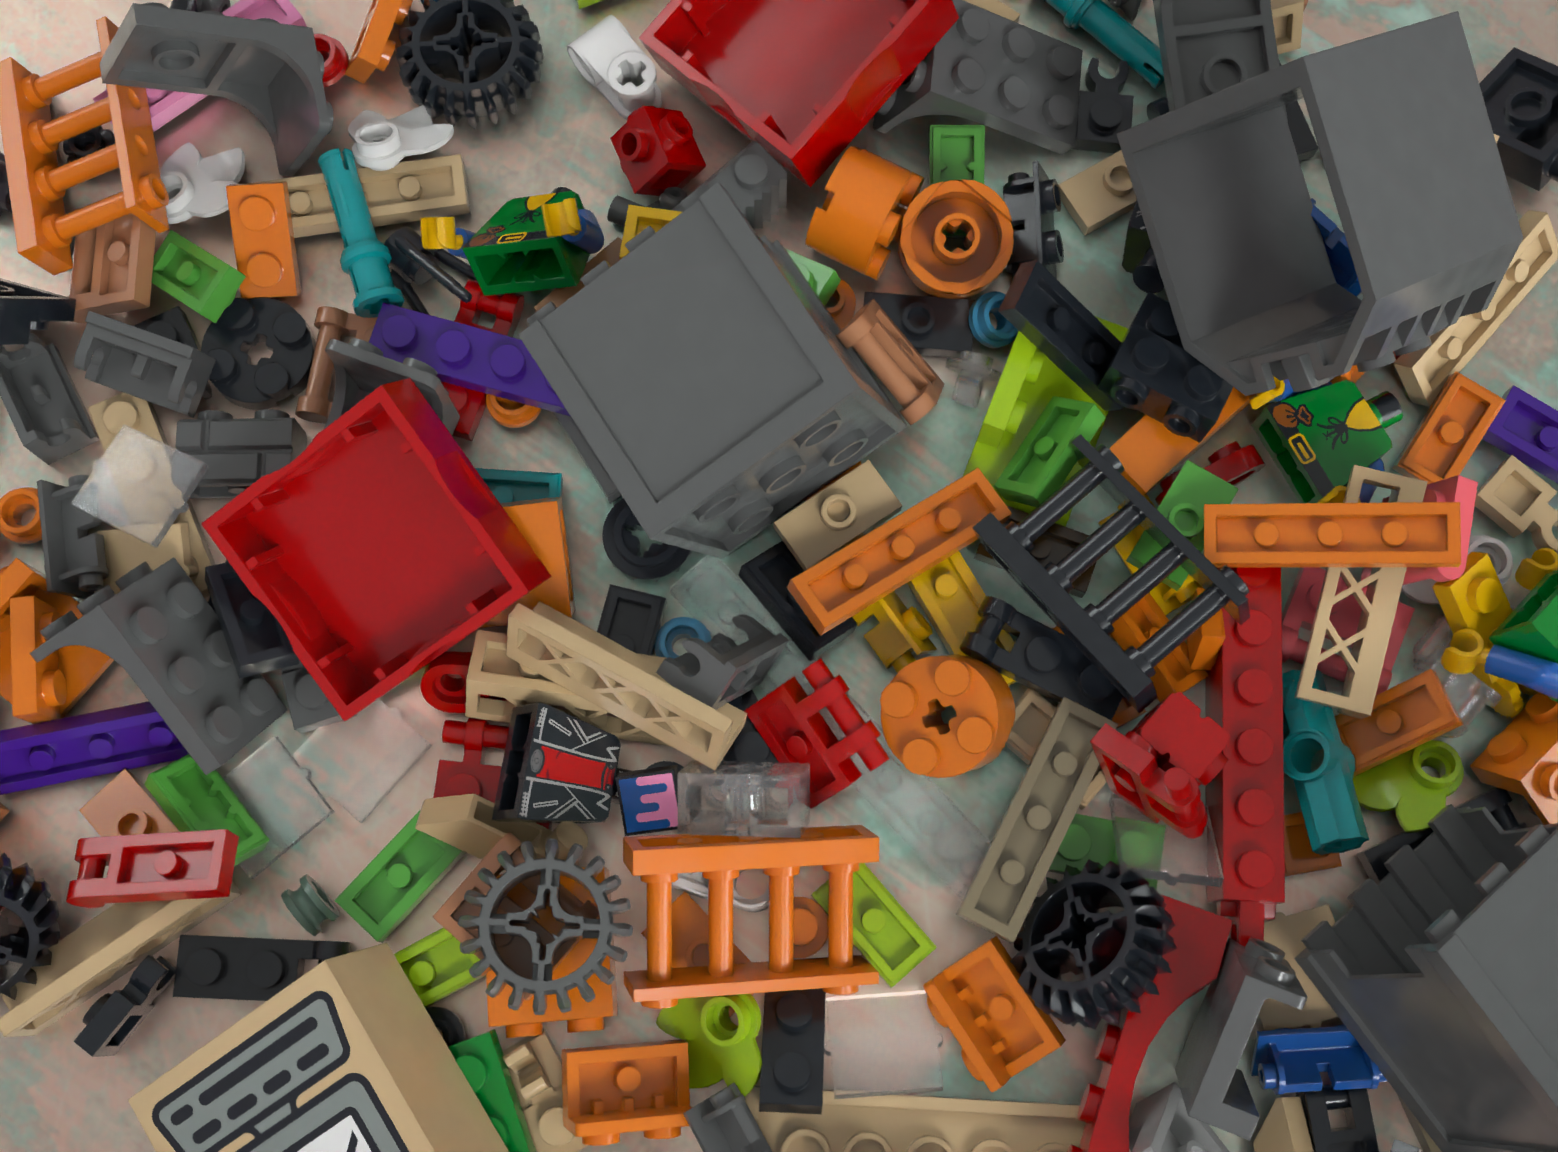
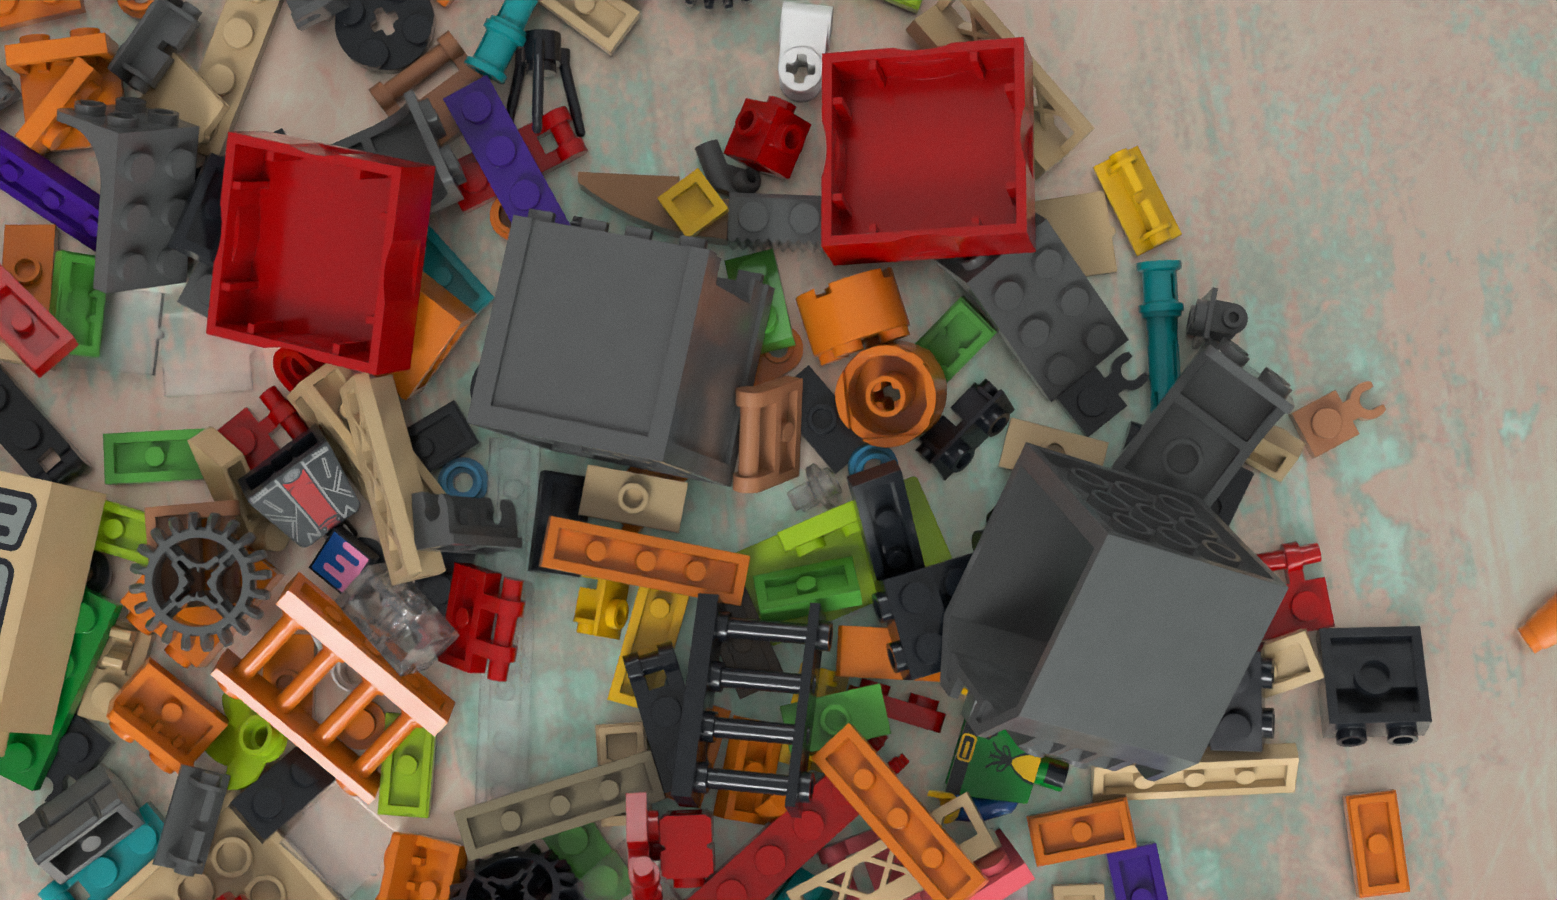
camera: 45 degrees right, 10 degrees up
(140, 485) = (222, 54): clear piece -> none
(239, 448) = (306, 87): dark grey brick -> none
(310, 905) = (87, 421): sand green bush -> none
(525, 244) = (616, 124): torso -> none
(914, 721) = (571, 689): orange brick -> none

